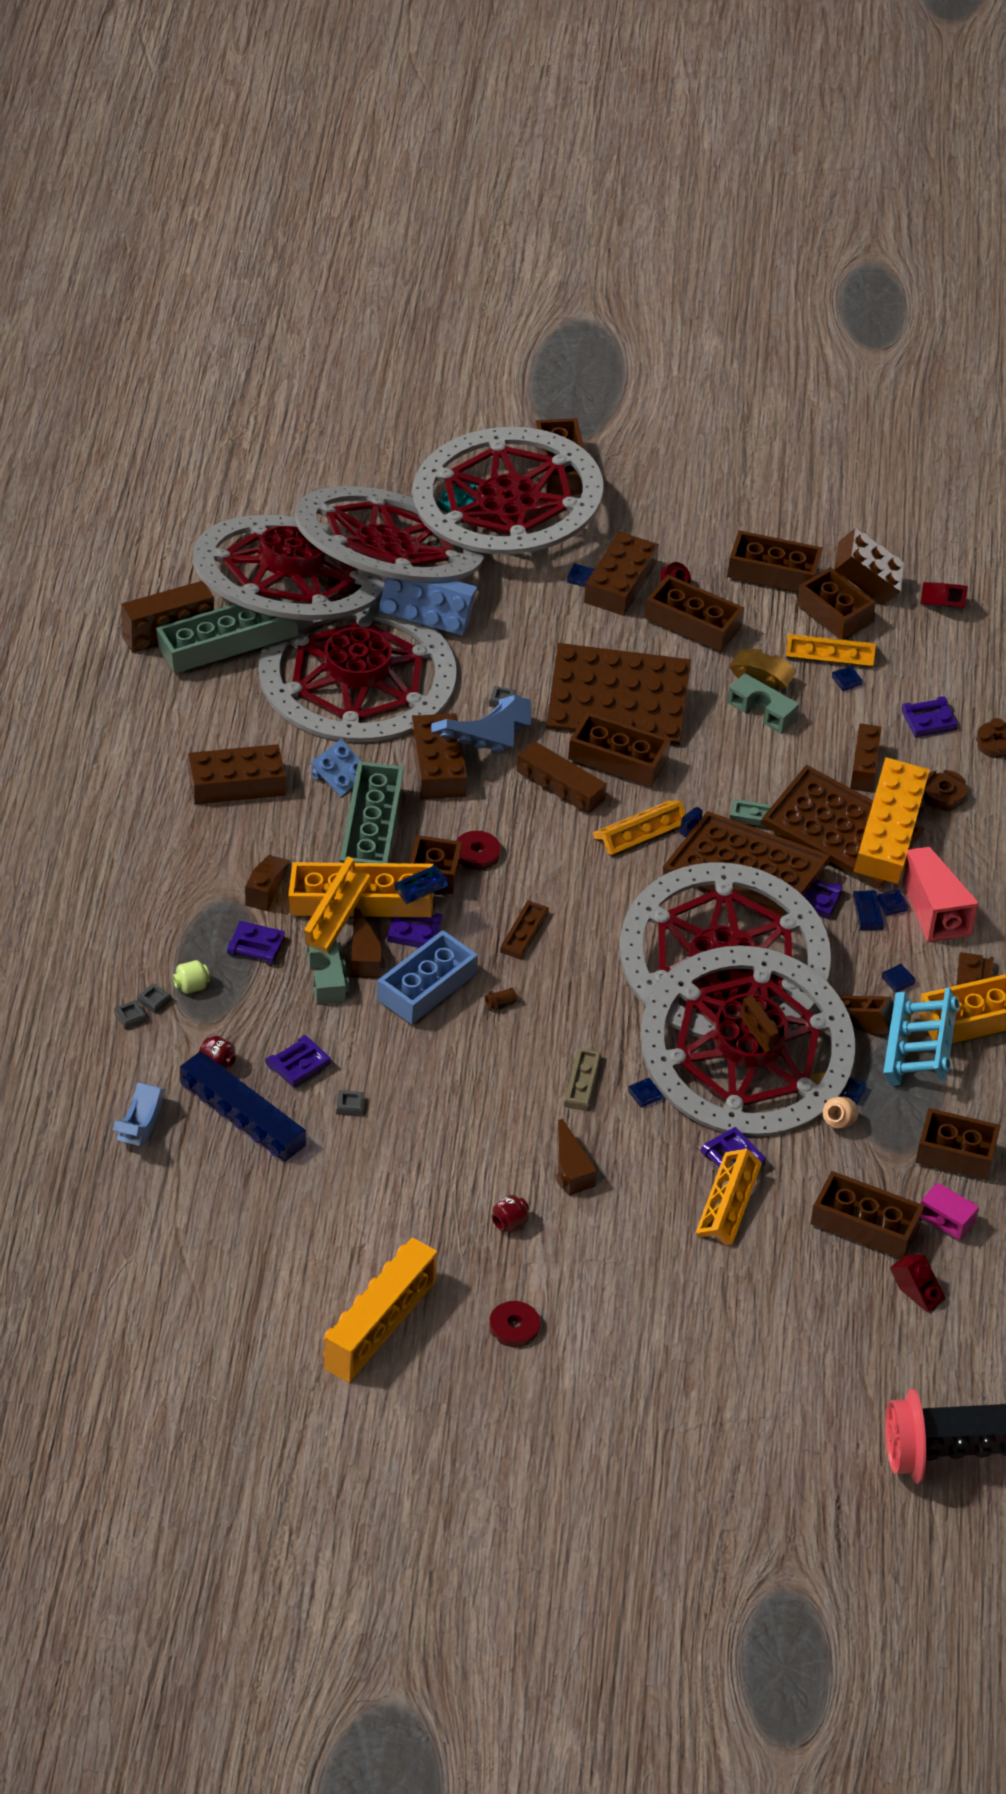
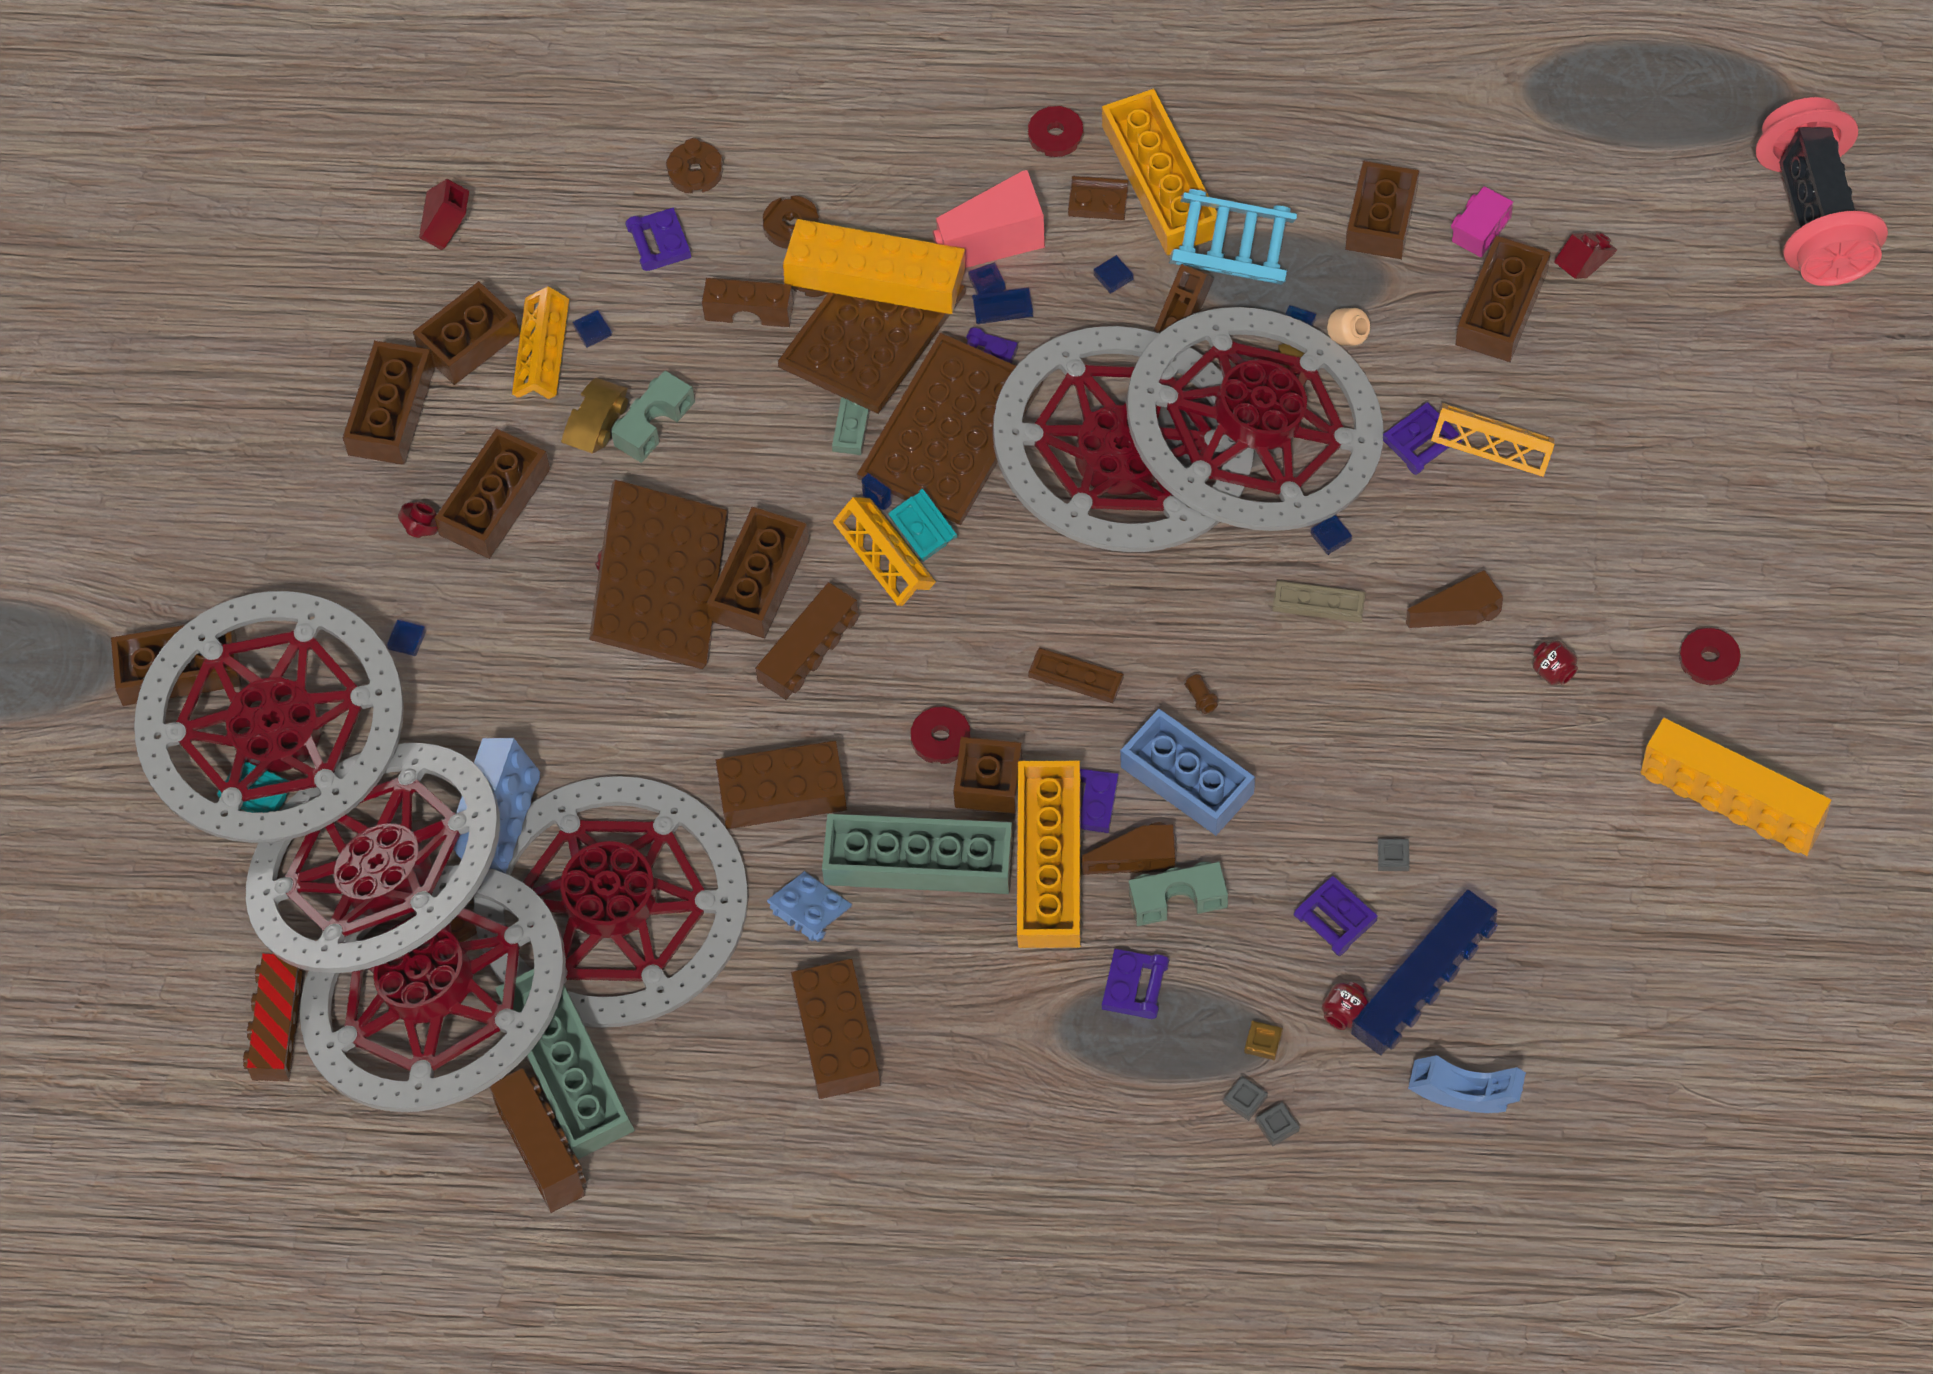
camera: 85 degrees left, 15 degrees up
(191, 977) = (1212, 1051): yellowish green head -> none
(200, 1012) = (1263, 1040): none -> pearl gold tile
(265, 882) = (1024, 976): reddish brown slope -> none
(271, 500) = (274, 1020): none -> reddish brown brick
(336, 906) = (1104, 870): light orange fence -> none
(420, 884) = (1067, 767): clear blue plate -> none
(492, 731) = (738, 714): medium blue arch -> none
(500, 693) = (653, 721): dark grey tile -> none
(621, 573) = (412, 583): reddish brown brick -> none
(659, 844) = (922, 525): none -> teal plate
(758, 1023) = (1278, 380): reddish brown plate -> none
(869, 566) = (407, 288): reddish brown brick -> none

